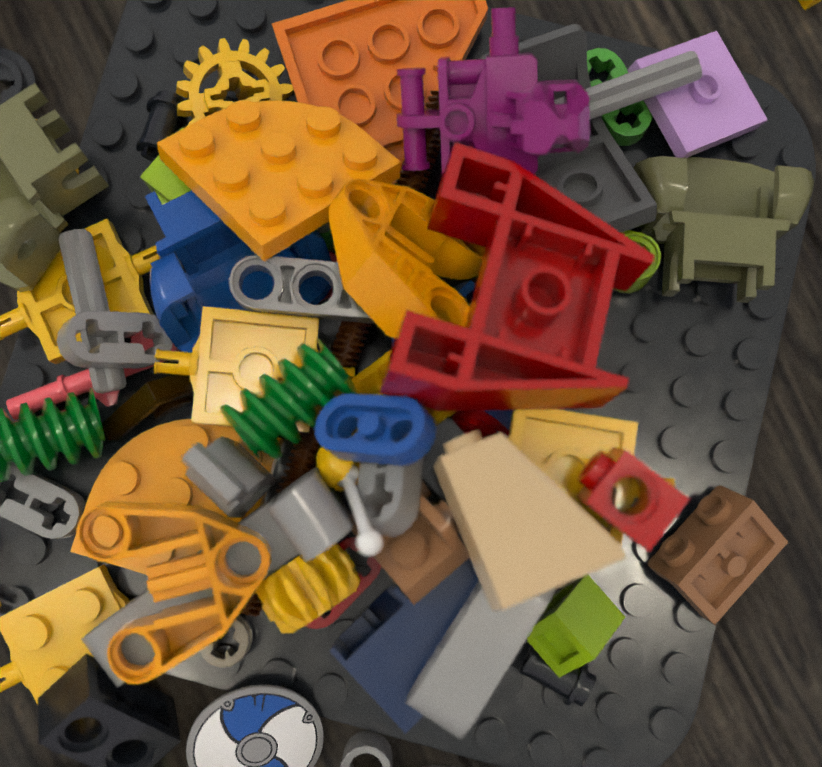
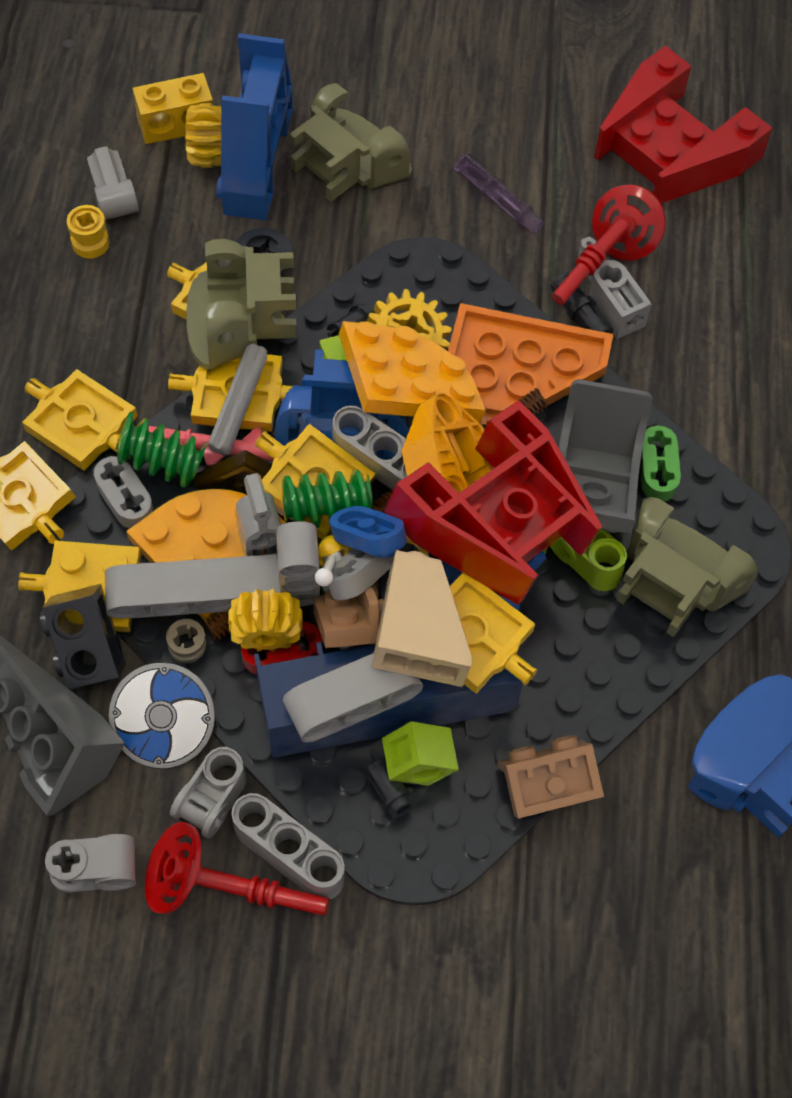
camera: 30 degrees right, 20 degrees down
(114, 352) = (244, 415): light grey beam -> none
(189, 626) = (184, 589): light orange connector -> none
(494, 105) = (566, 405): magenta piece -> none
(643, 84) = (658, 452): light grey axle -> none
(657, 499) = (501, 666): red brick -> none
(706, 110) = (717, 490): lavender plate -> none

